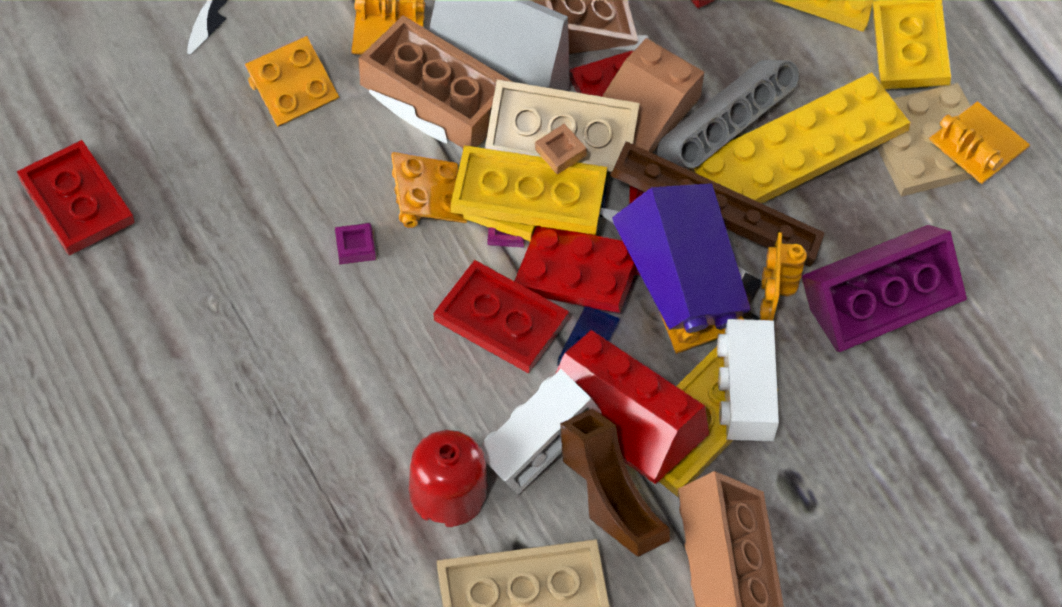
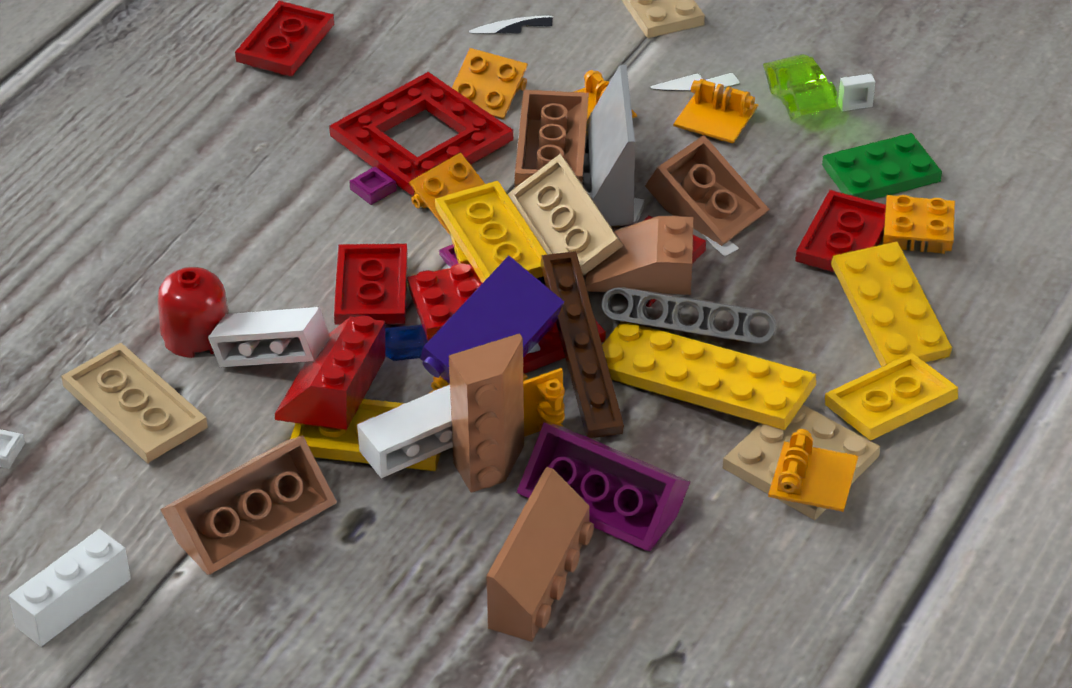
camera: 60 degrees right, 15 degrees down
(278, 215) = (365, 128): none -> red plate
(560, 148) = (535, 223): nougat plate -> none
(614, 502) = (249, 400): reddish brown arch -> none
(806, 313) = (487, 411): none -> nougat slope
(951, 380) = (537, 558): none -> nougat slope

